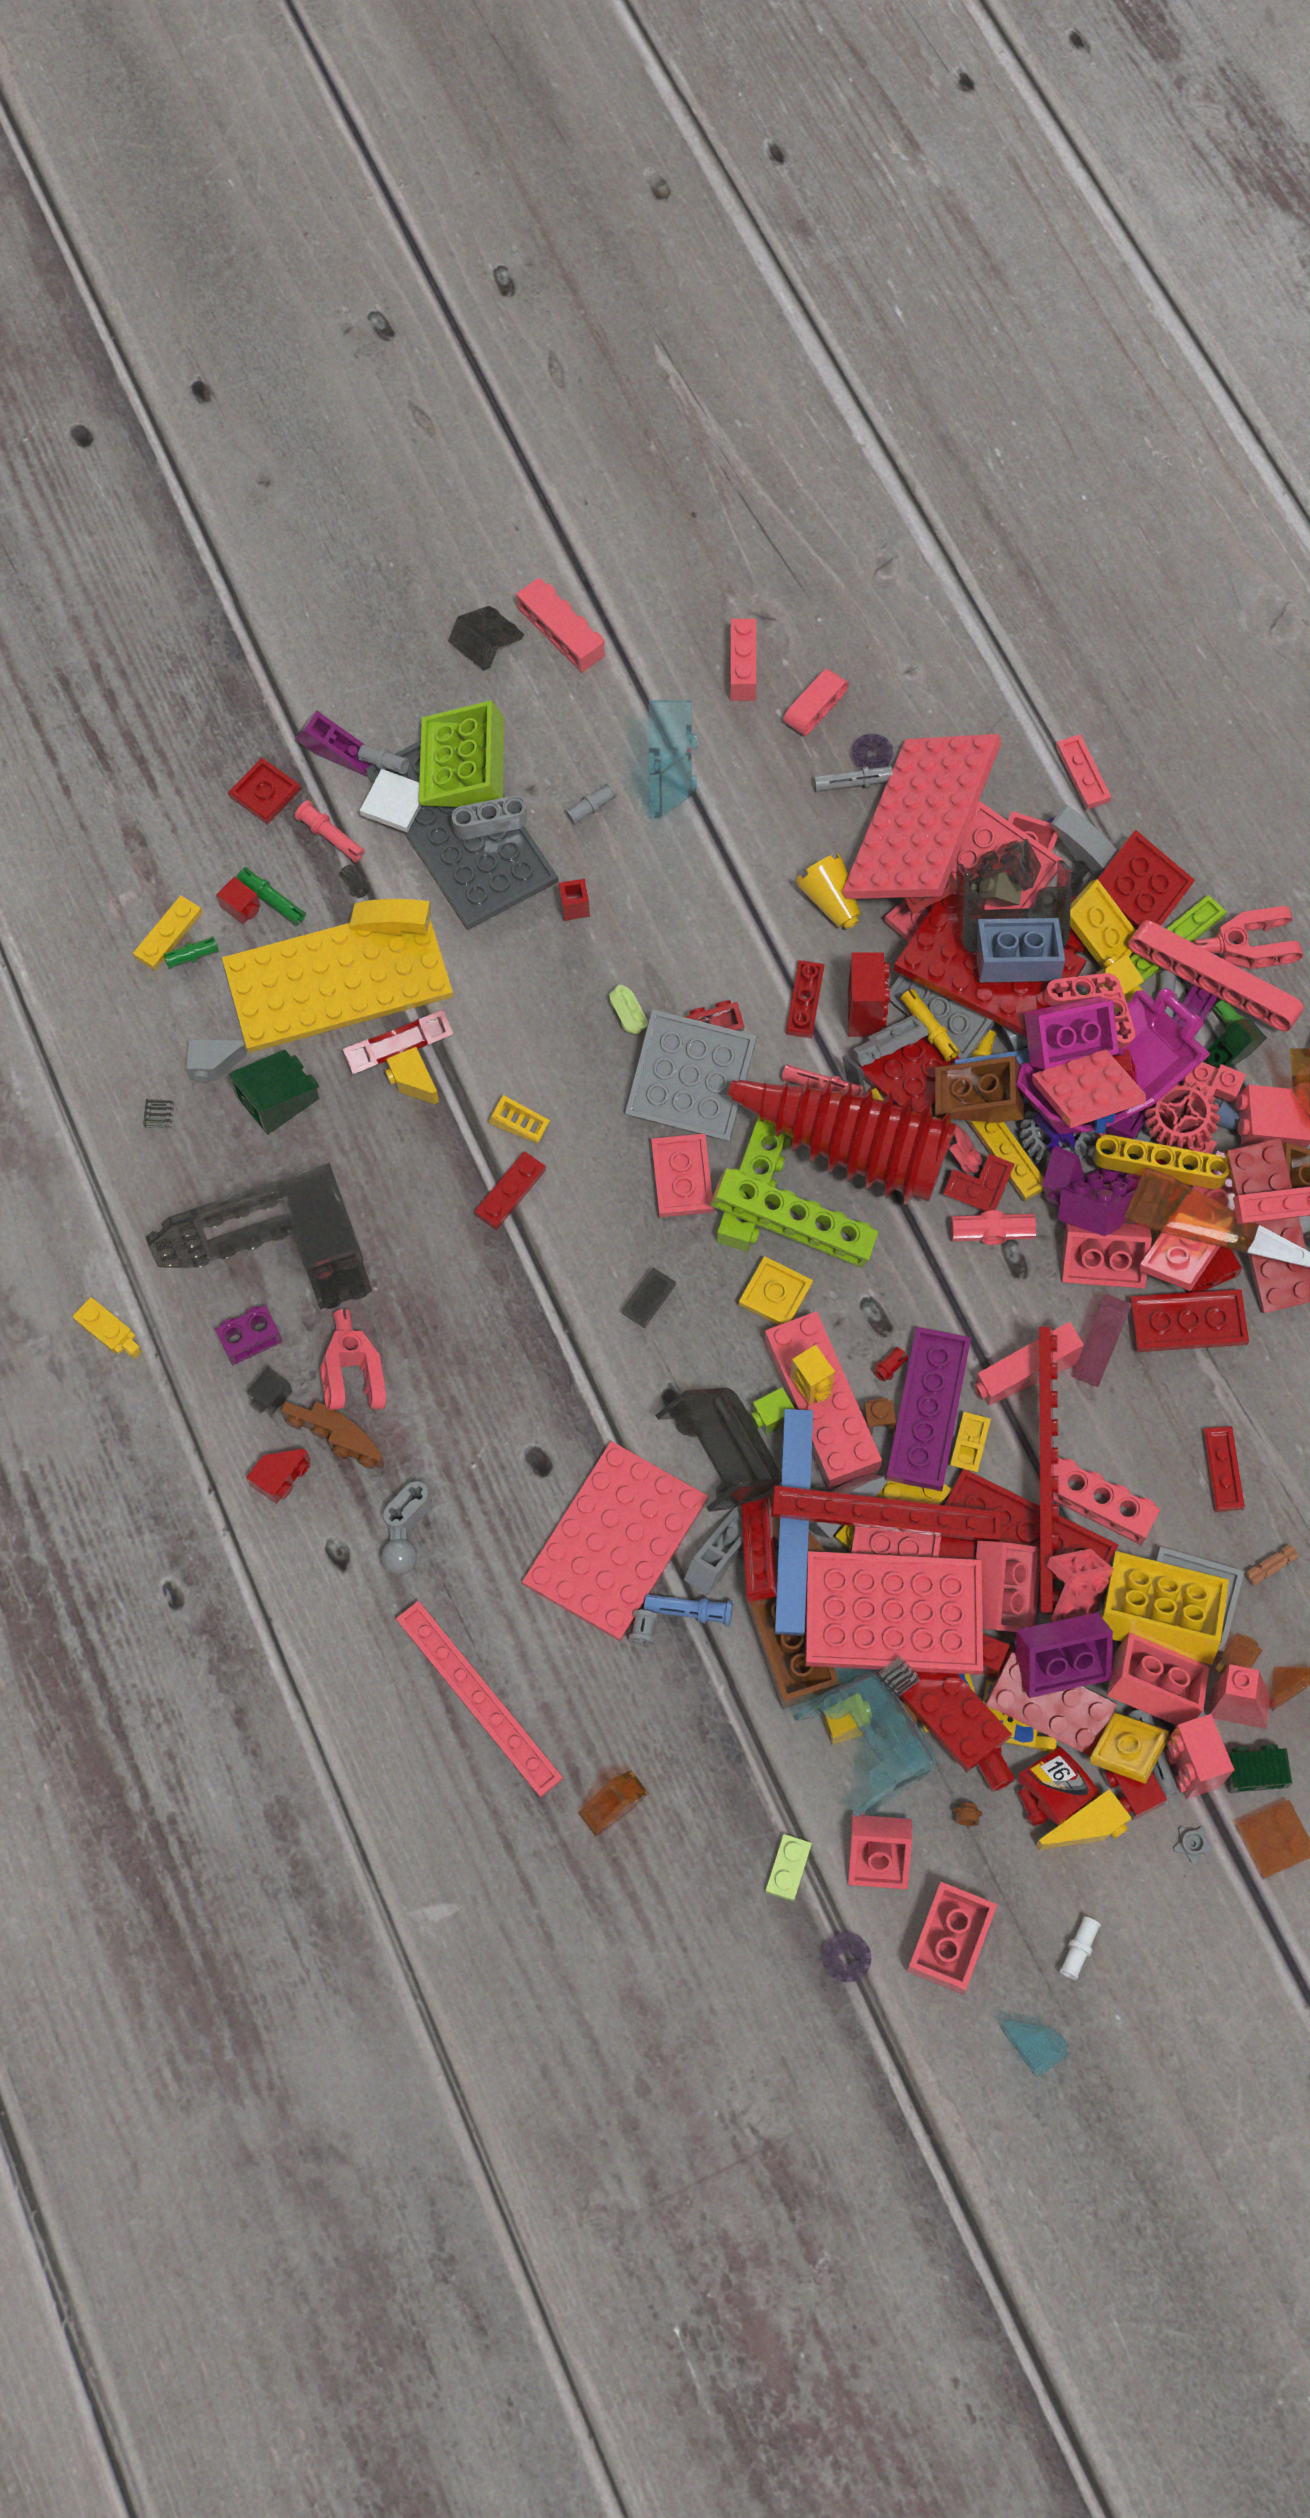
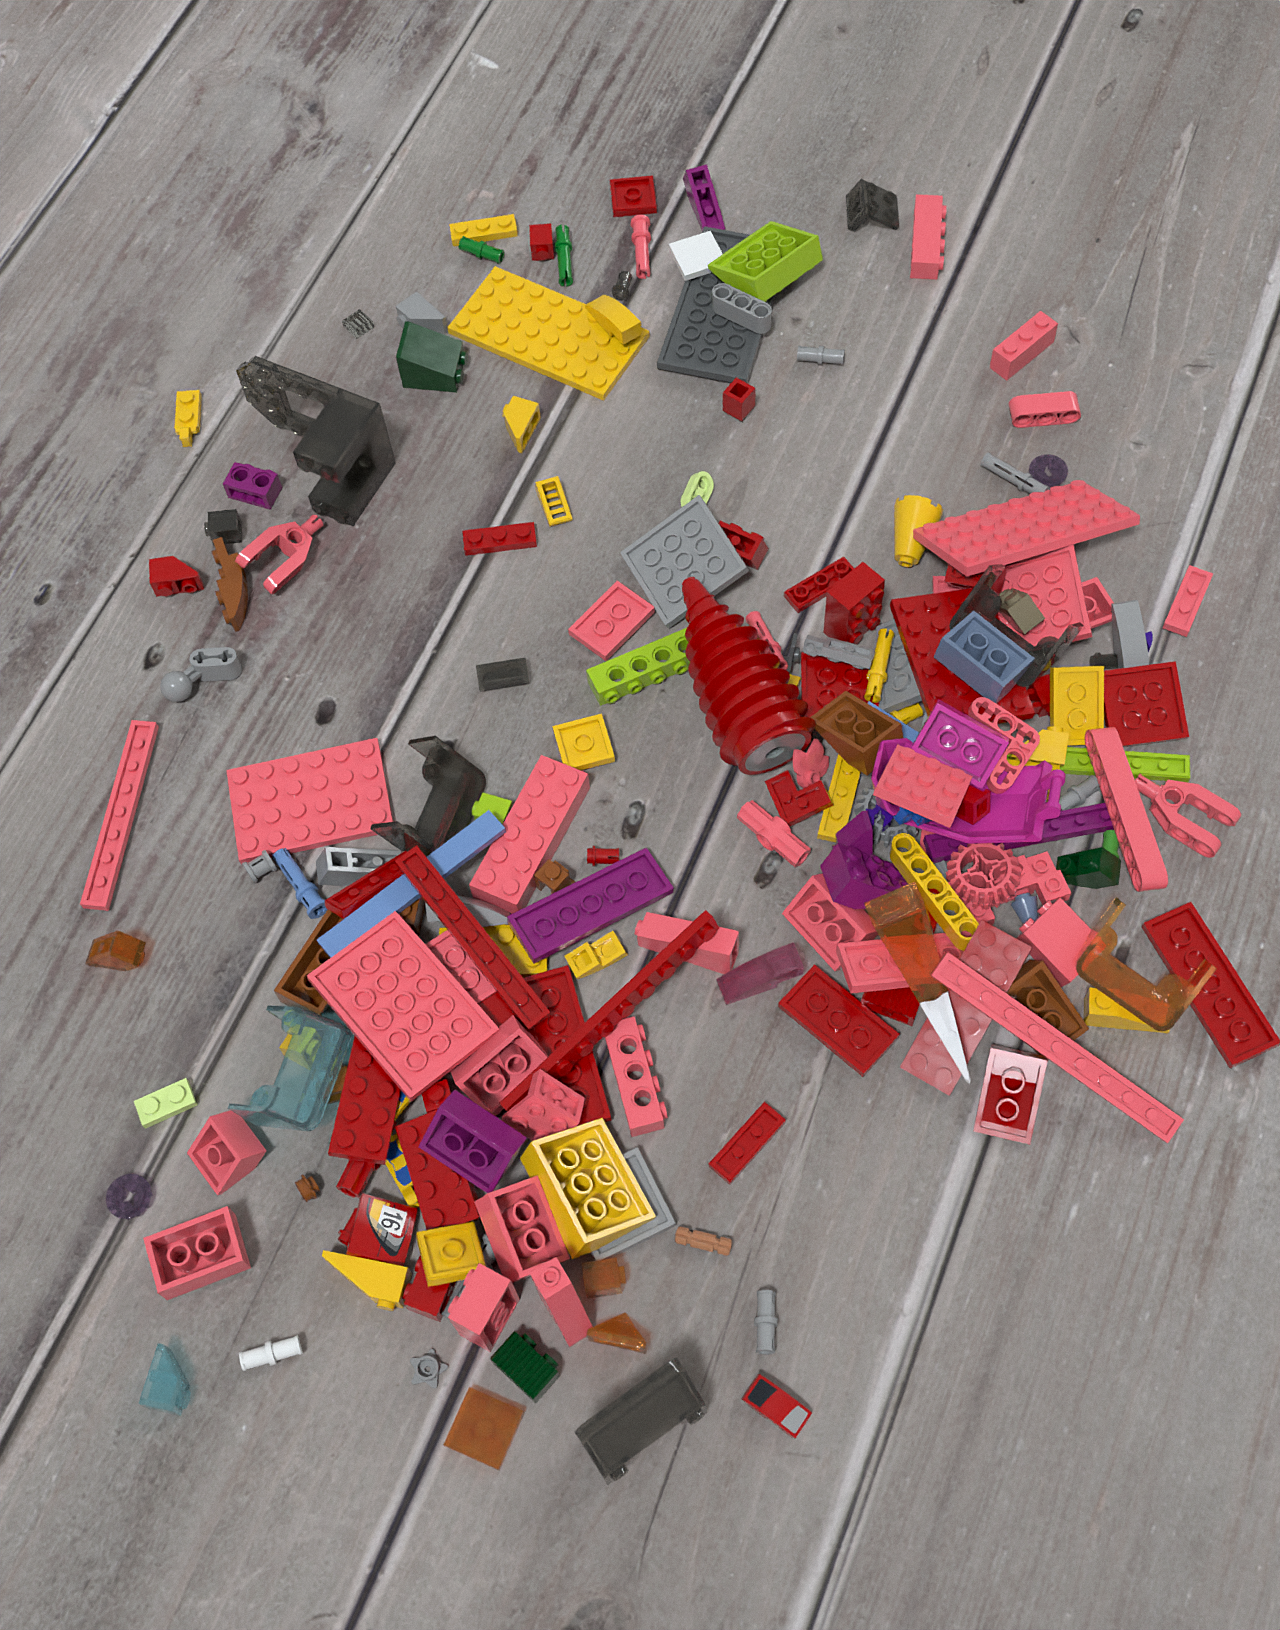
camera: 50 degrees right, 5 degrees down
(379, 1048) = (551, 399): arch -> none
(383, 759) = (718, 227): light grey pin -> none
(670, 755) = (876, 354): clear light blue windscreen -> none
(780, 1221) = (664, 763): lime brick -> none
(812, 1375) = (524, 801): yellow brick -> none
(898, 1676) = (352, 1045): clear smoke tile -> none
(1014, 856) = (1050, 602): clear smoke bracket -> none

